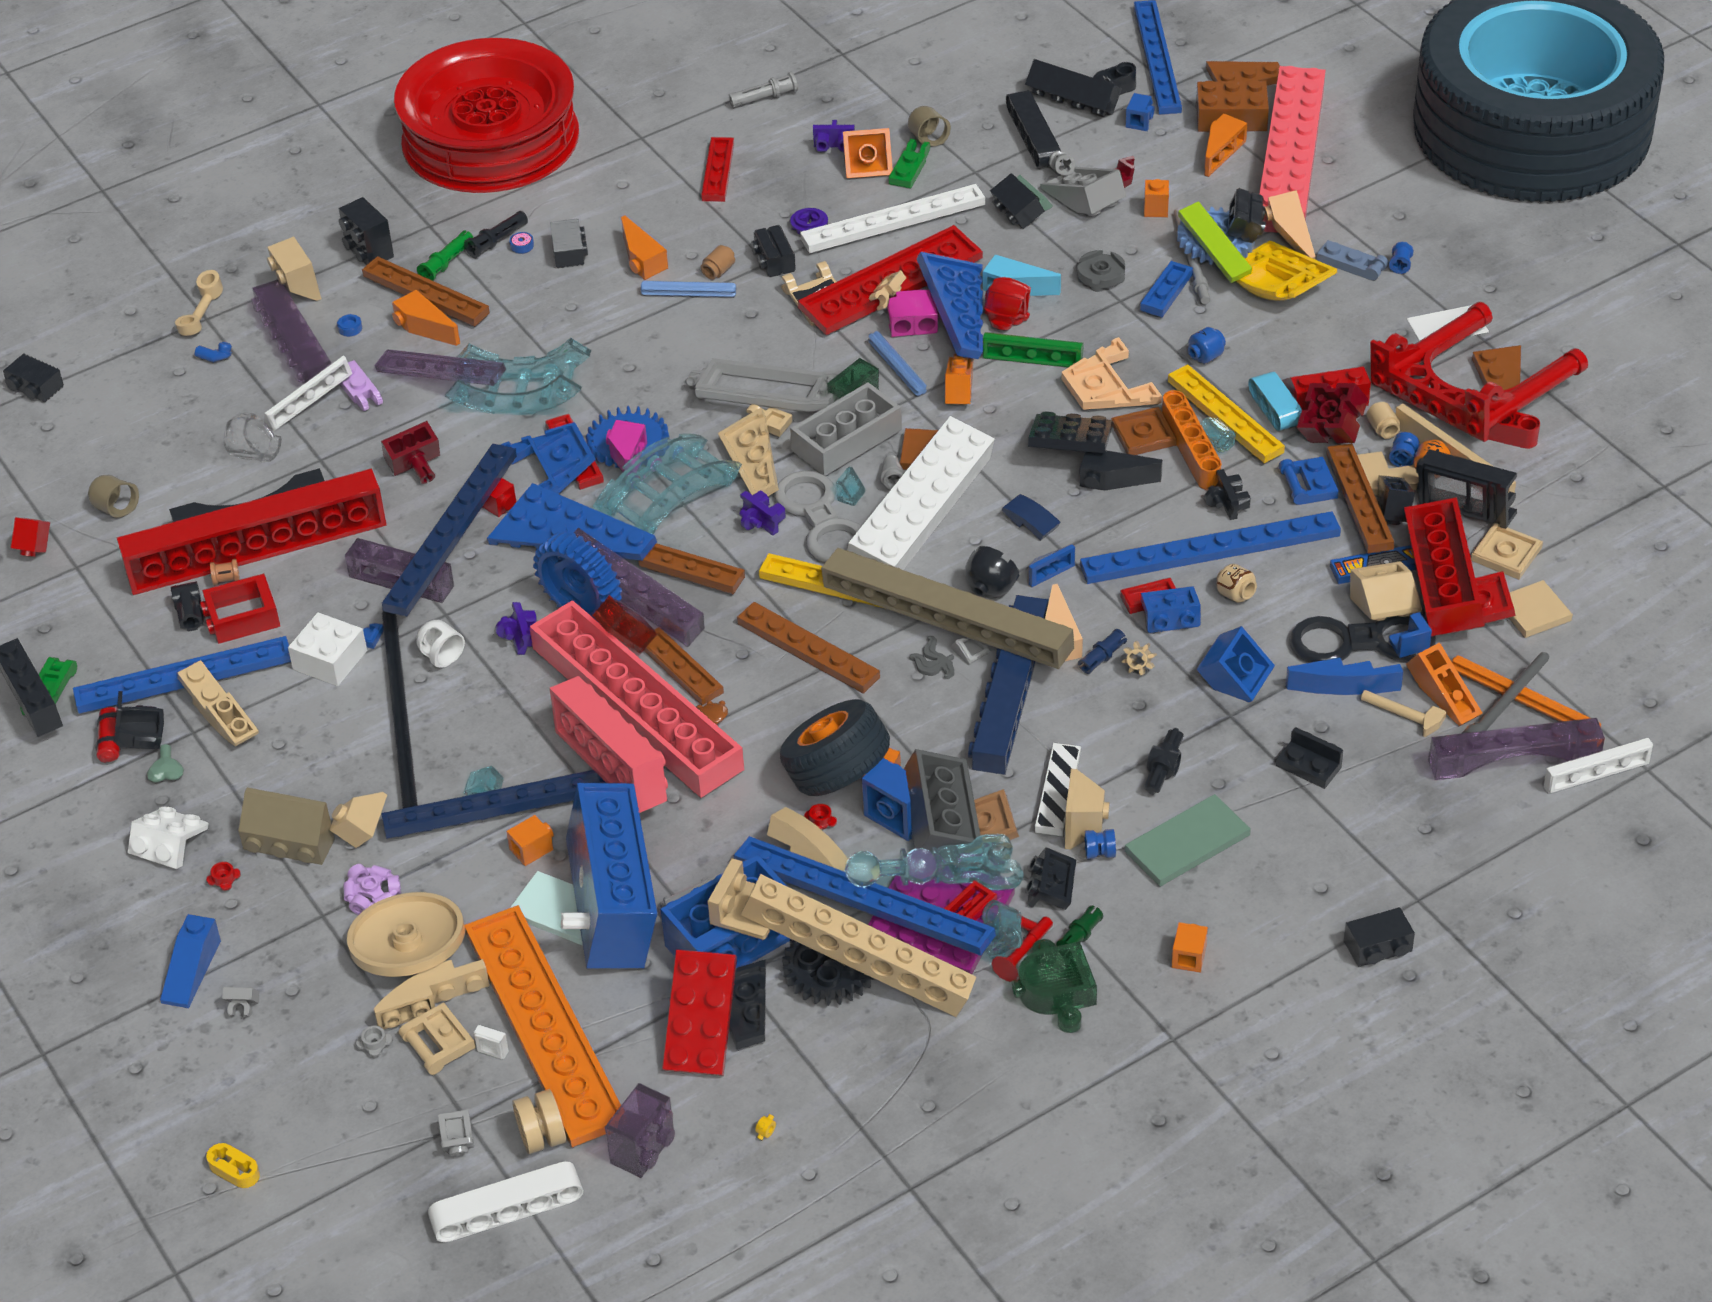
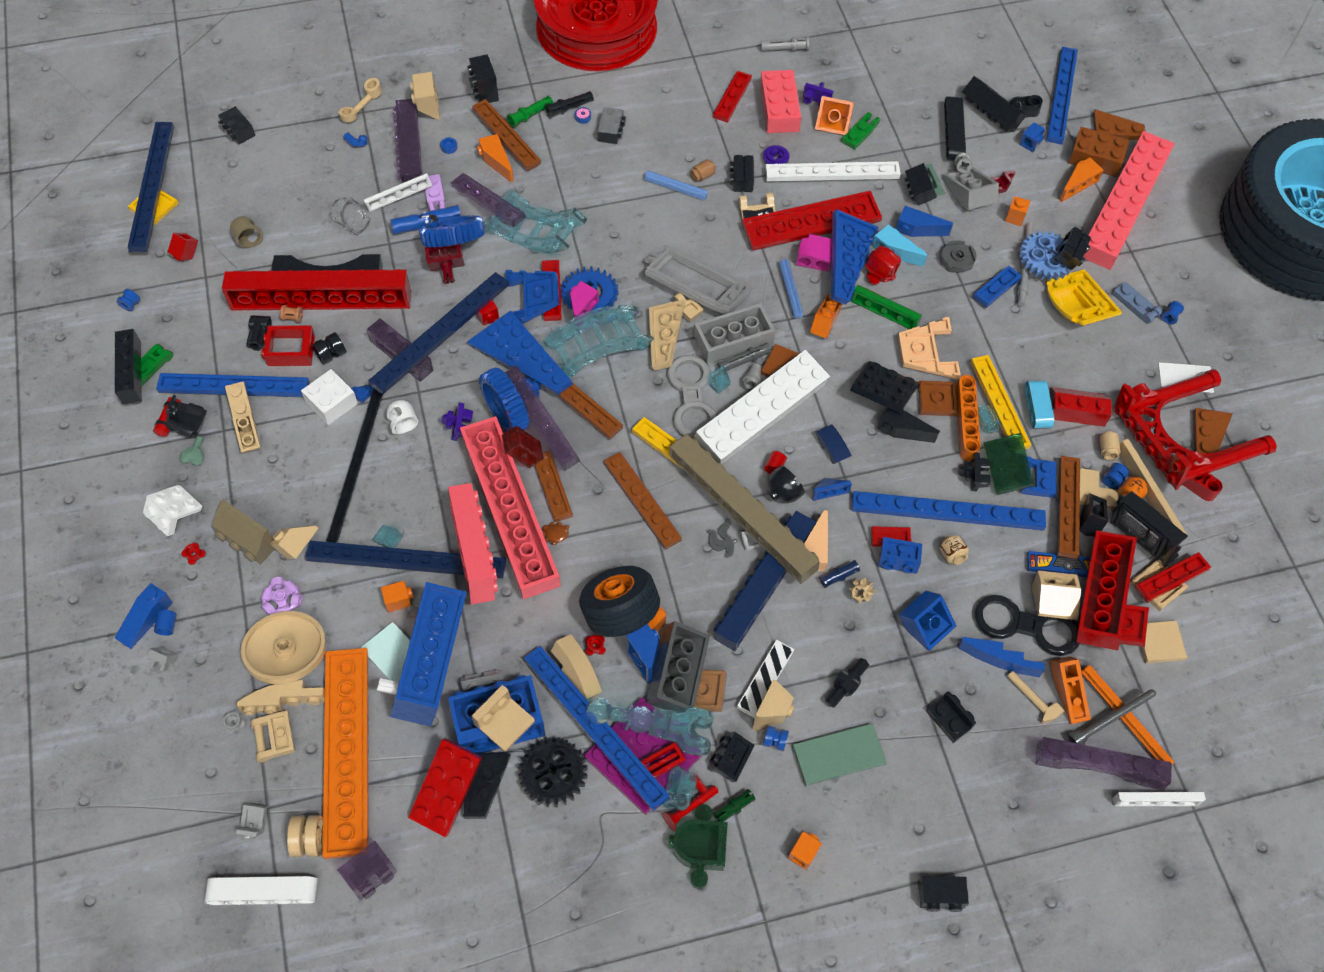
camera: 15 degrees right, 15 degrees up
(225, 960) = (165, 622): none -> blue beam
(236, 1160) = (99, 792): yellow beam -> none
(298, 596) = (328, 348): none -> black wheel
(345, 424) = (414, 222): none -> blue piece
(410, 412) = (452, 231): none -> blue gear
(491, 1042) = (304, 754): white tile -> none
(644, 252) = (657, 150): orange slope -> none
(758, 514) = (648, 381): dark purple hips -> none
(765, 1127) = (457, 892): yellow piece -> none
(786, 156) = (780, 101): none -> coral brick
(854, 377) = (754, 295): clear green arch -> none
(858, 945) = (568, 778): tan brick -> none
(878, 449) = (750, 355): none -> dark grey pin
(887, 288) = (806, 228): tan plate -> none
(924, 122) = (882, 101): dark tan helmet -> none
(962, 552) = (775, 459): none -> red beam
(1040, 245) = (921, 224): none -> blue slope
(1206, 345) = (1007, 343): blue head -> none
(1215, 242) = (1043, 262): lime tile -> none
(1266, 473) = (1009, 464): none -> clear green plate
(1290, 222) = (1102, 260): light nougat slope -> none
(1332, 413) = (1074, 432): dark red brick -> none
(1413, 640) = (1061, 641): blue panel -> none
(1519, 535) = (1172, 577): none -> red tile

